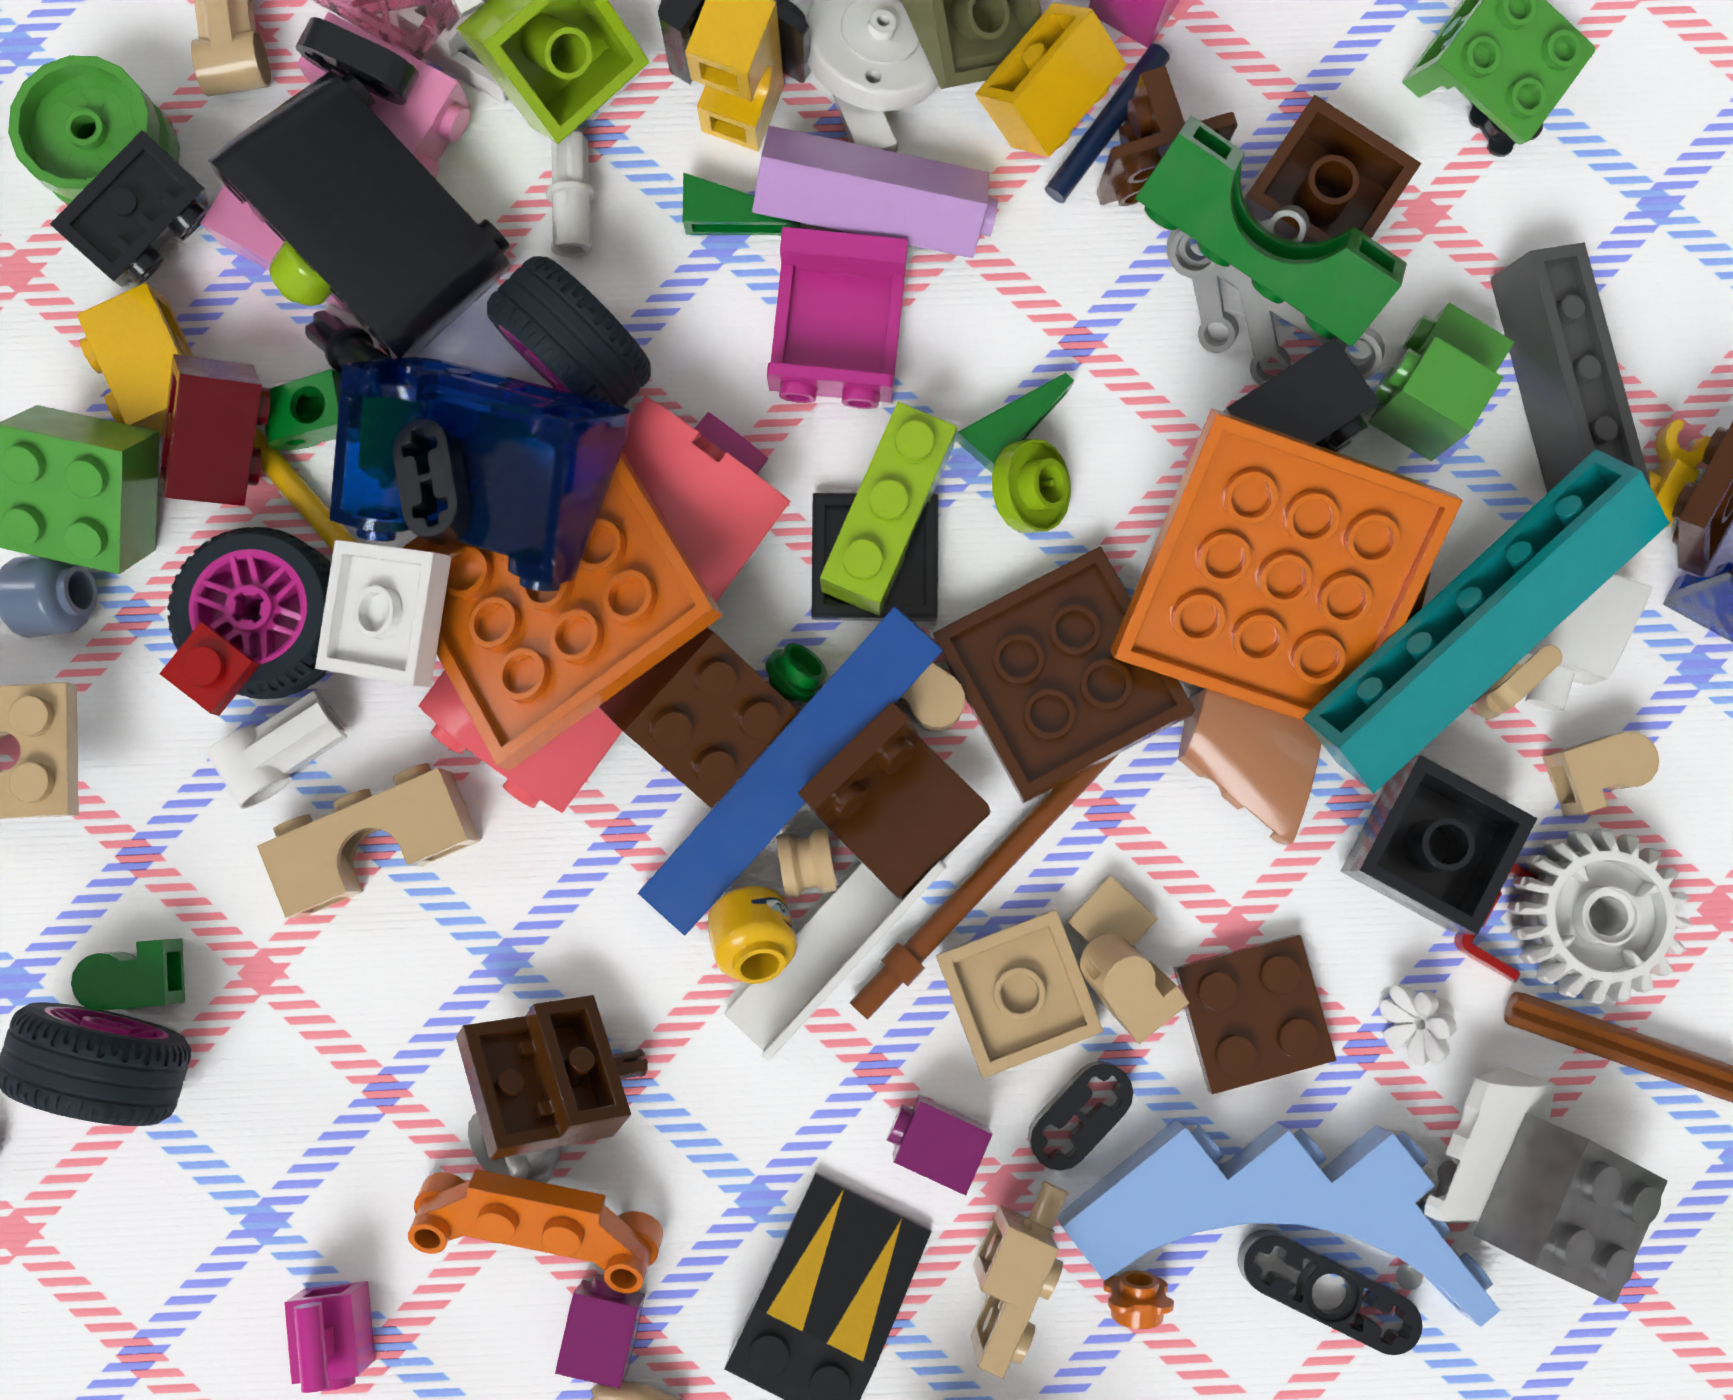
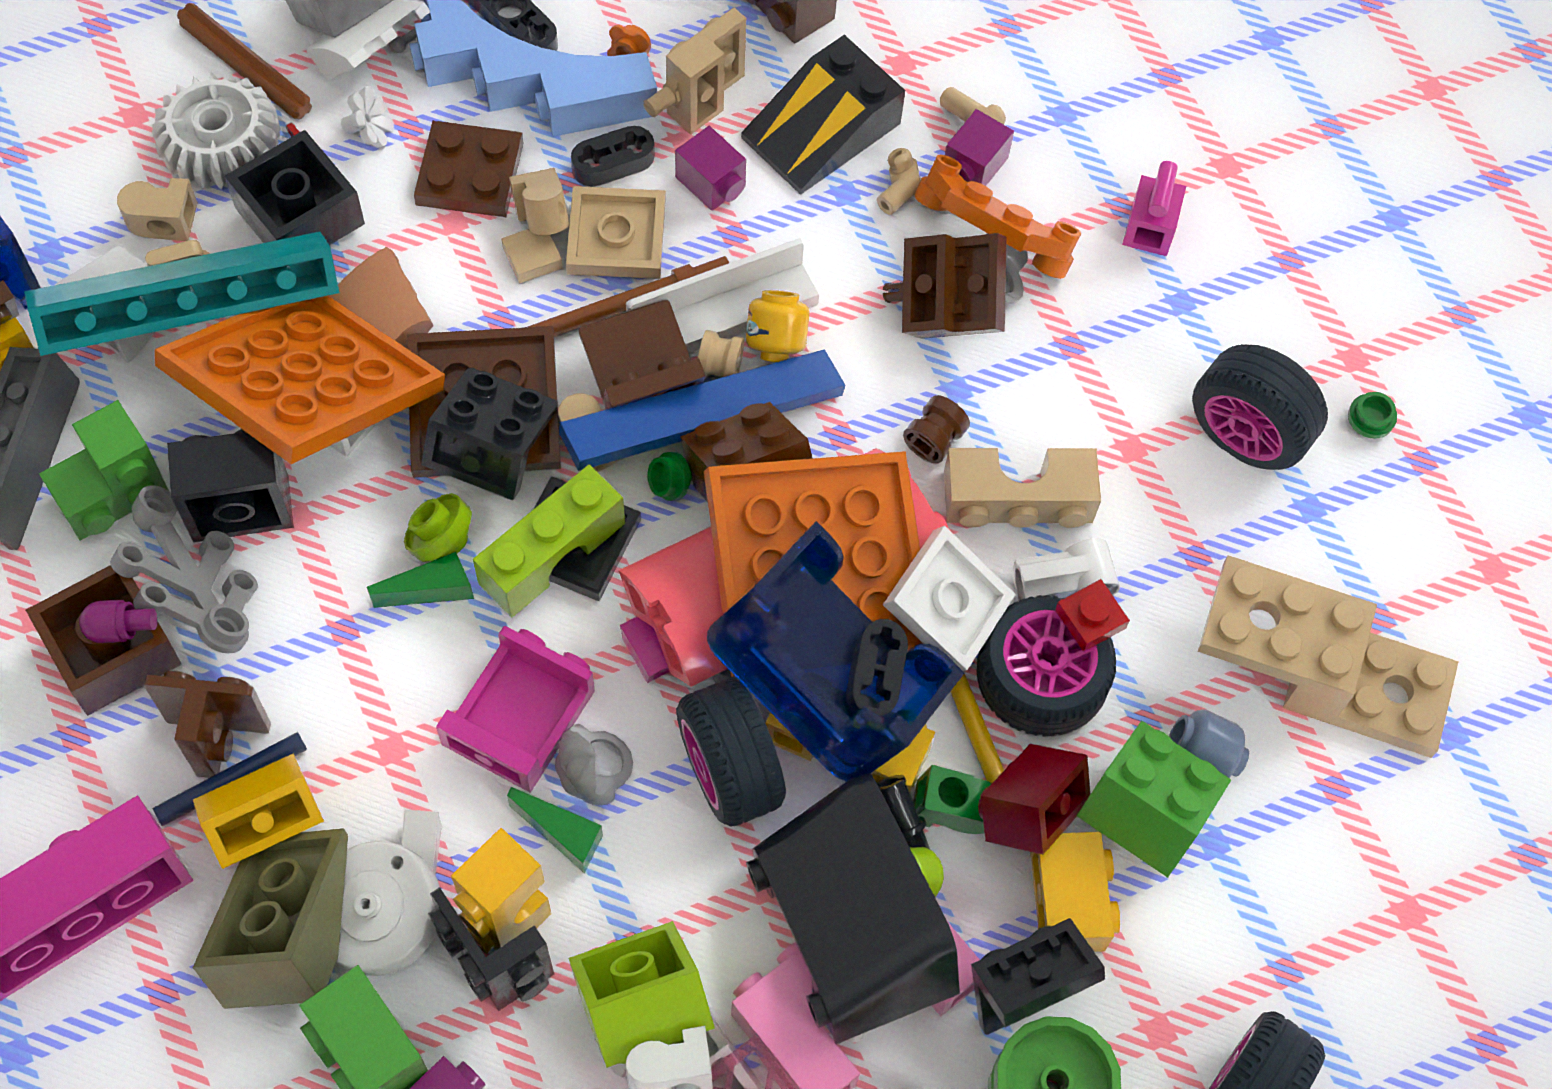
camera: 160 degrees left, 20 degrees down
(130, 981) = (1223, 466): green leg -> none
(343, 51) = (807, 1034): black beam -> none
(501, 877) = (933, 433): none -> reddish brown wheel
(570, 196) = (683, 883): white axle -> none
(684, 1247) = (904, 181): none -> tan arm
(741, 274) = (578, 770): none -> light grey piece
(873, 192) = (442, 775): lavender brick -> none
(1029, 625) = (486, 432): none -> black bracket
(1311, 178) = (115, 621): none -> magenta cylinder
(1332, 282) = (149, 535): green arch -> none

